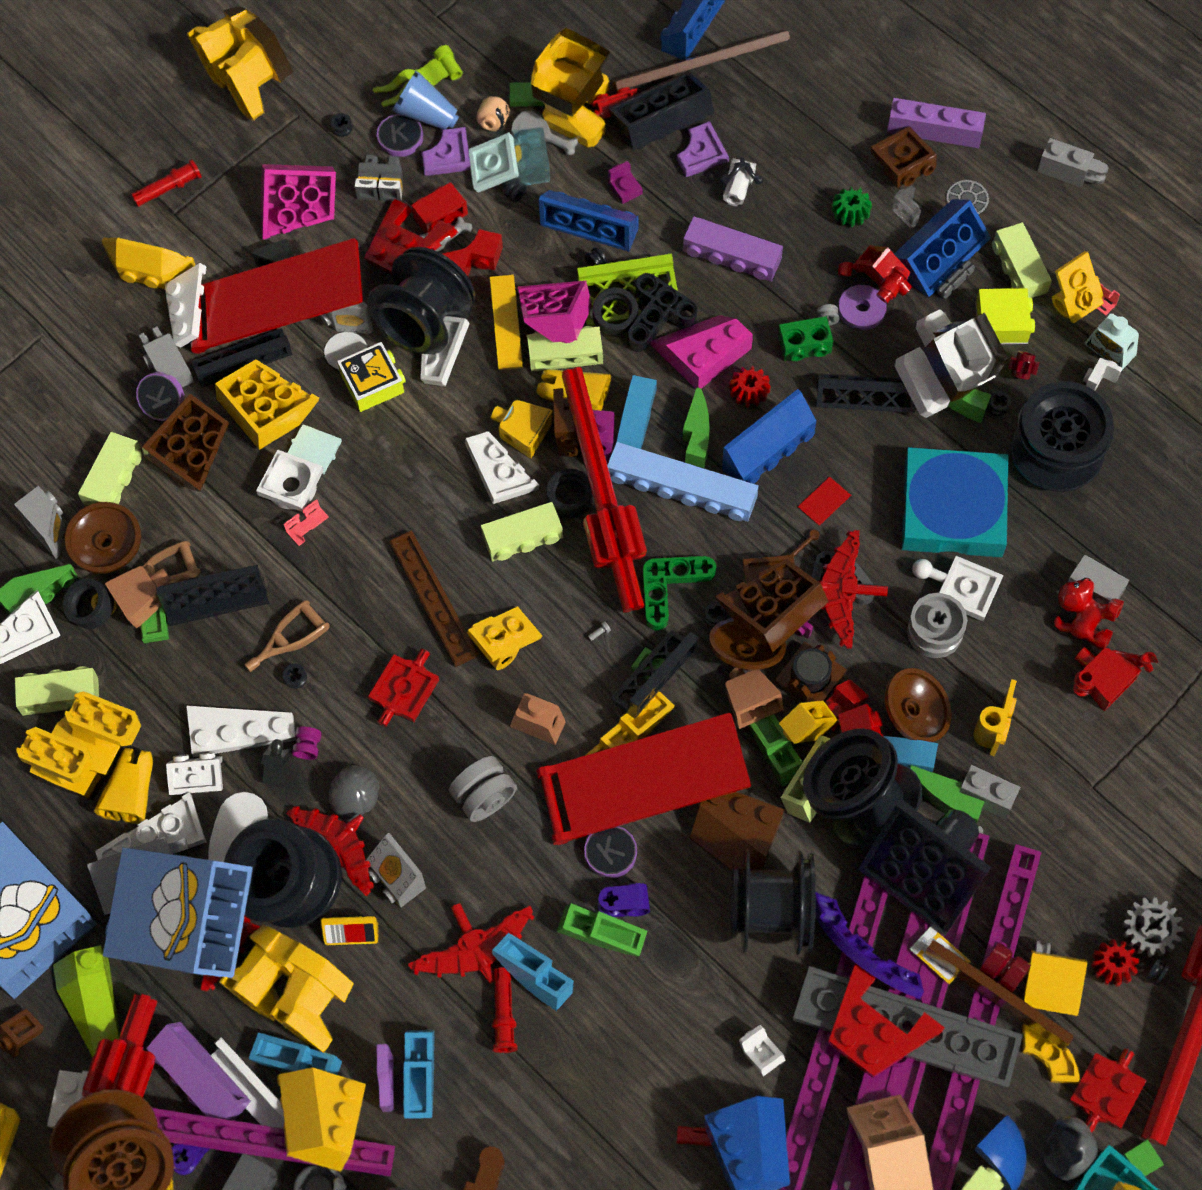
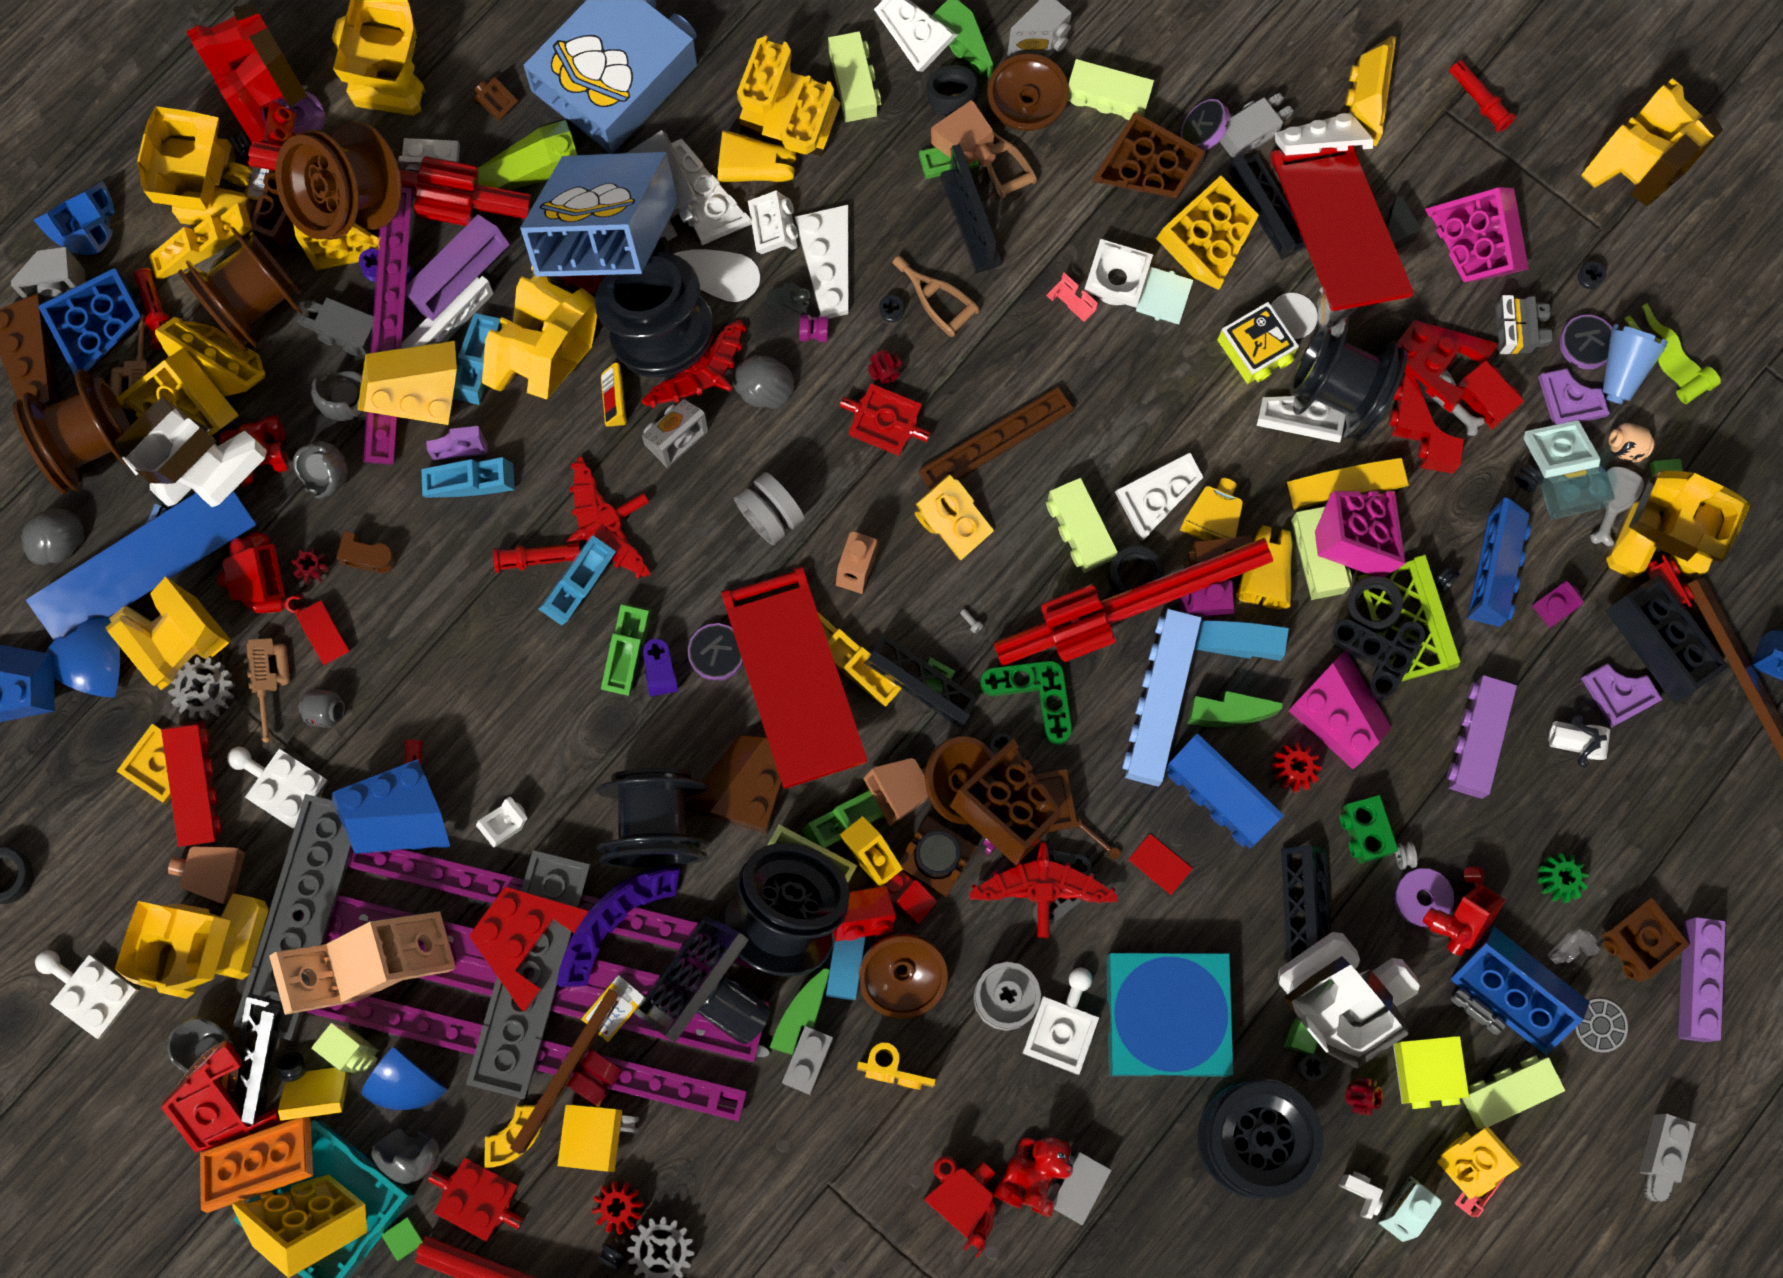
camera: 80 degrees right, 10 degrees up
(353, 683) = (885, 366): none -> dark red gear

